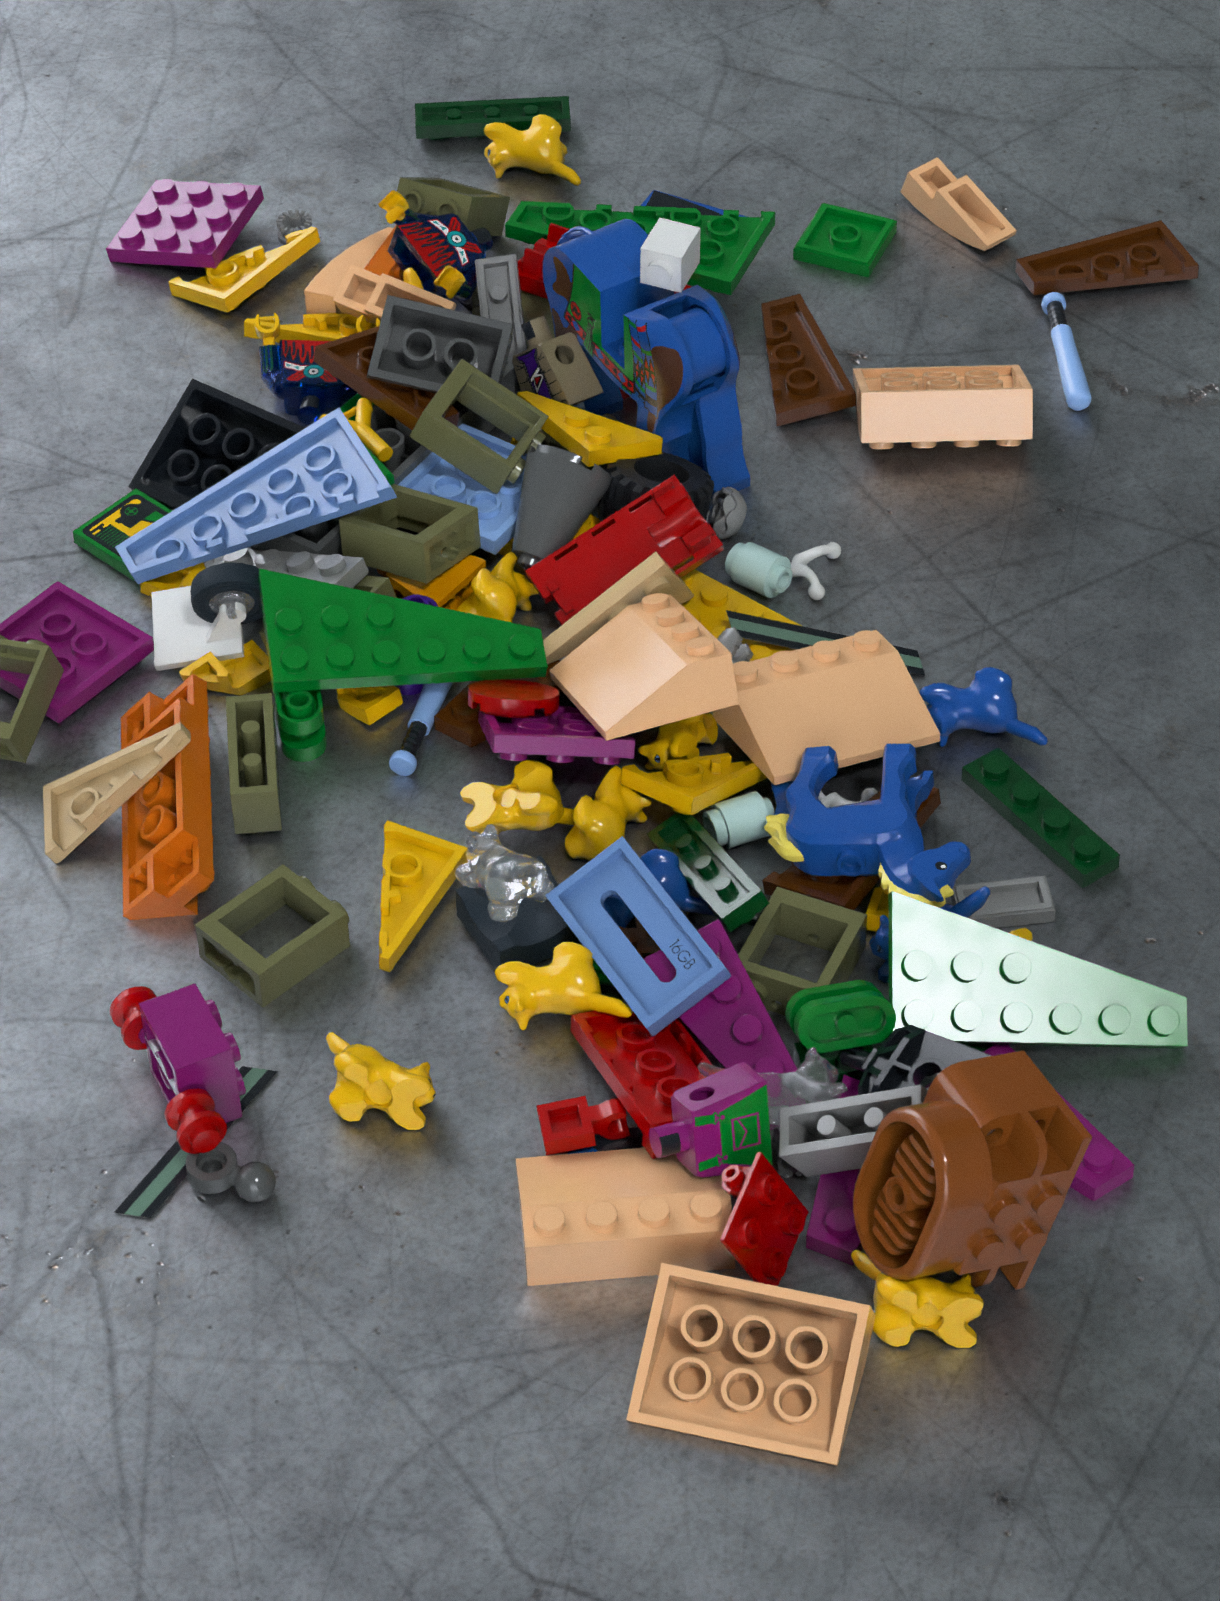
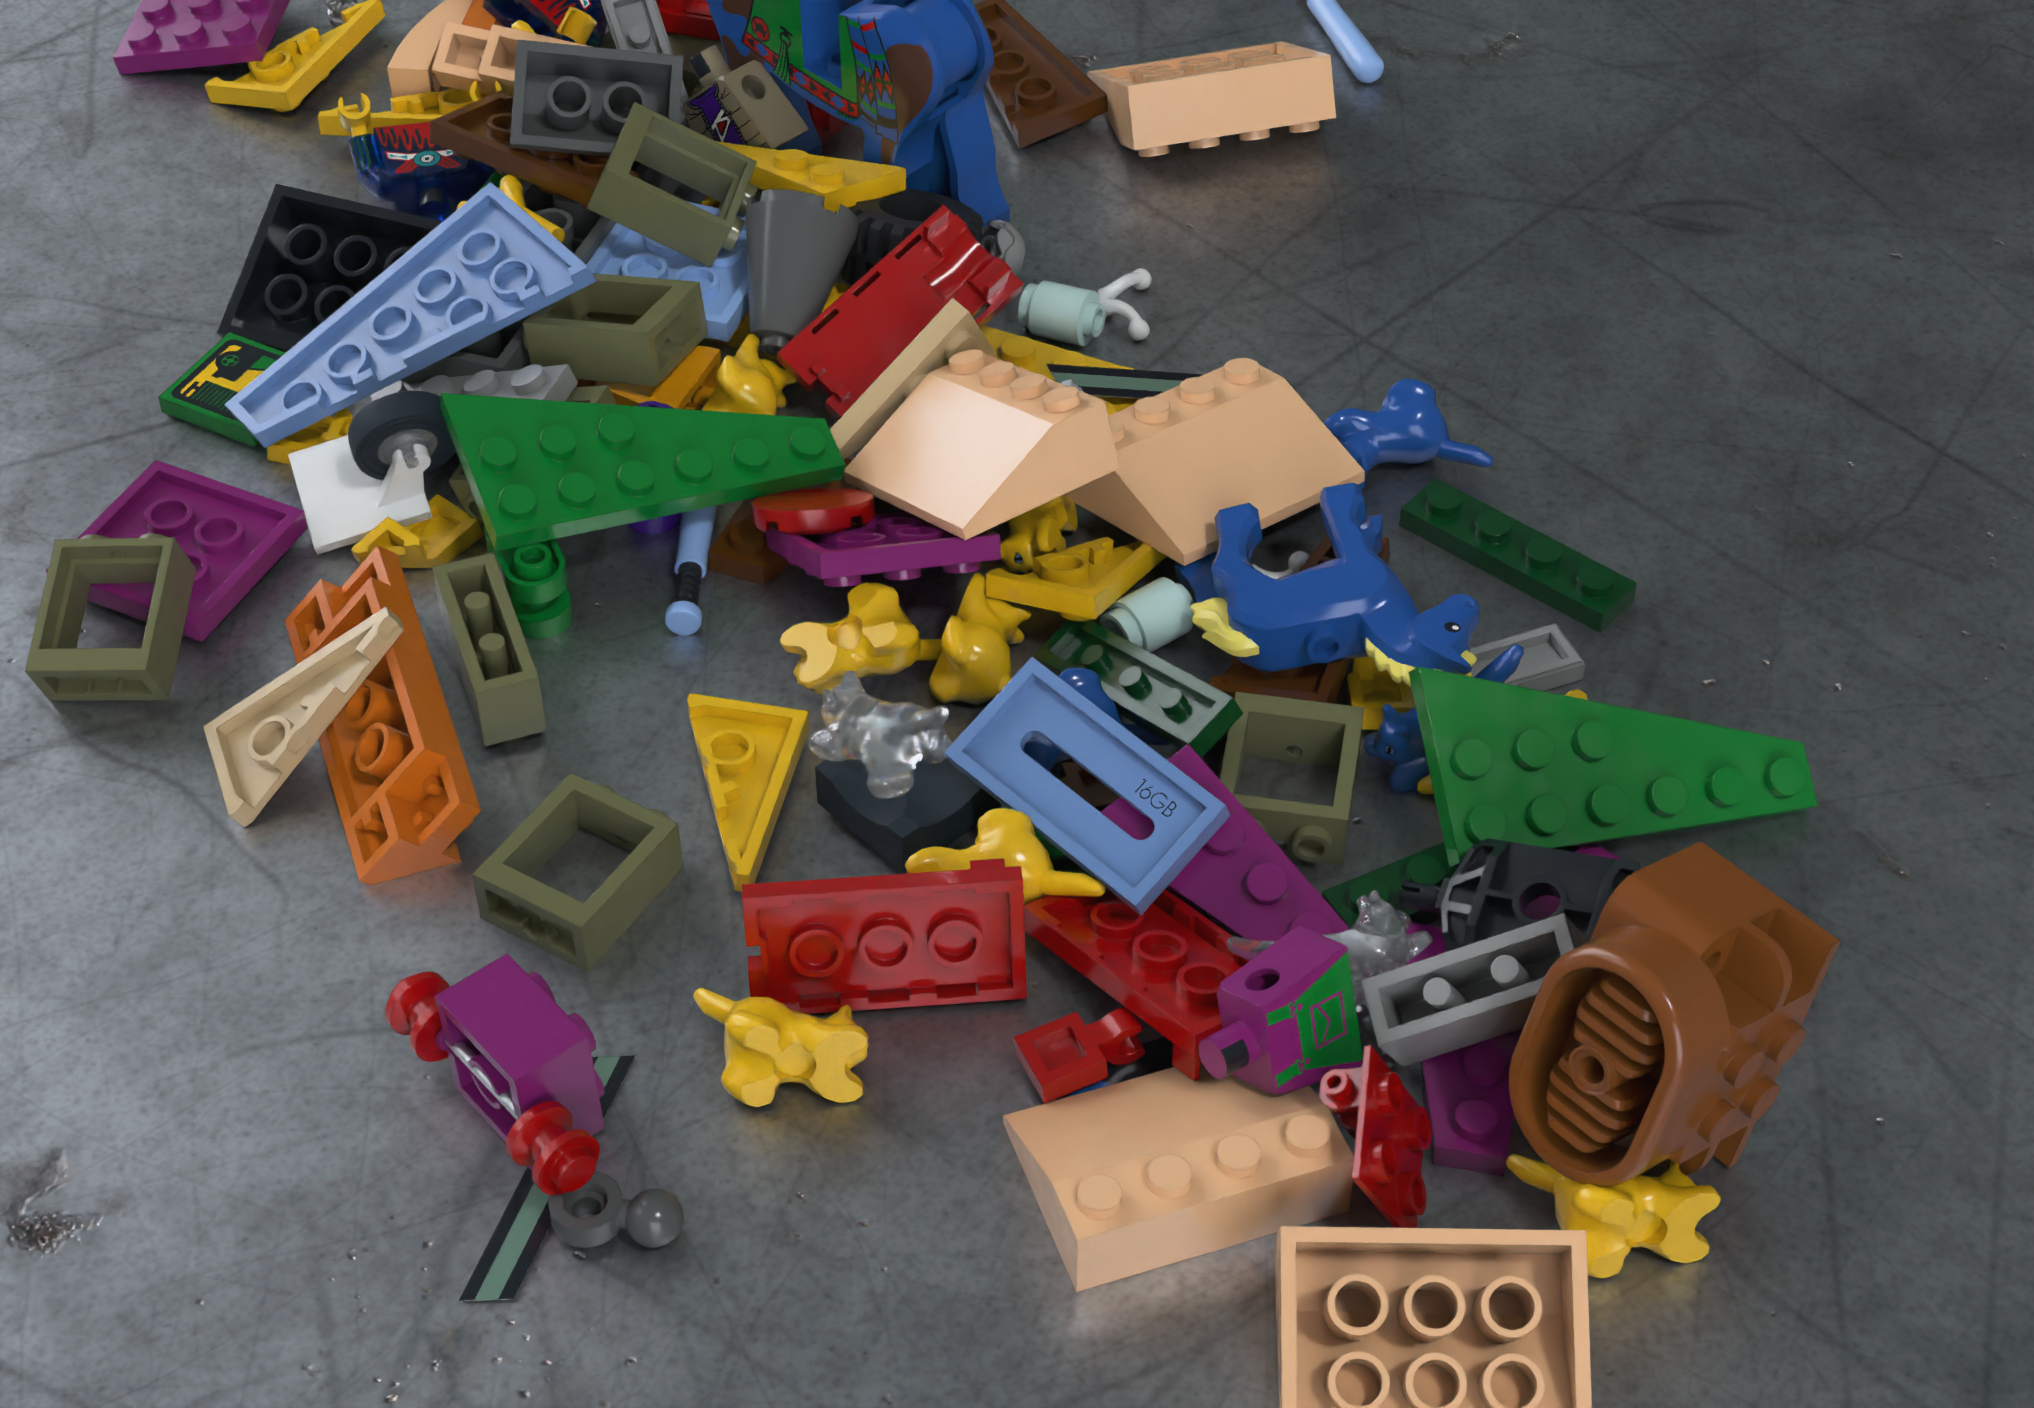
camera: 15 degrees left, 0 degrees up
(369, 703) = (614, 549): yellow slope -> none
(467, 1021) = (888, 939): none -> red piece
(840, 1016) = (1384, 843): green brick -> none

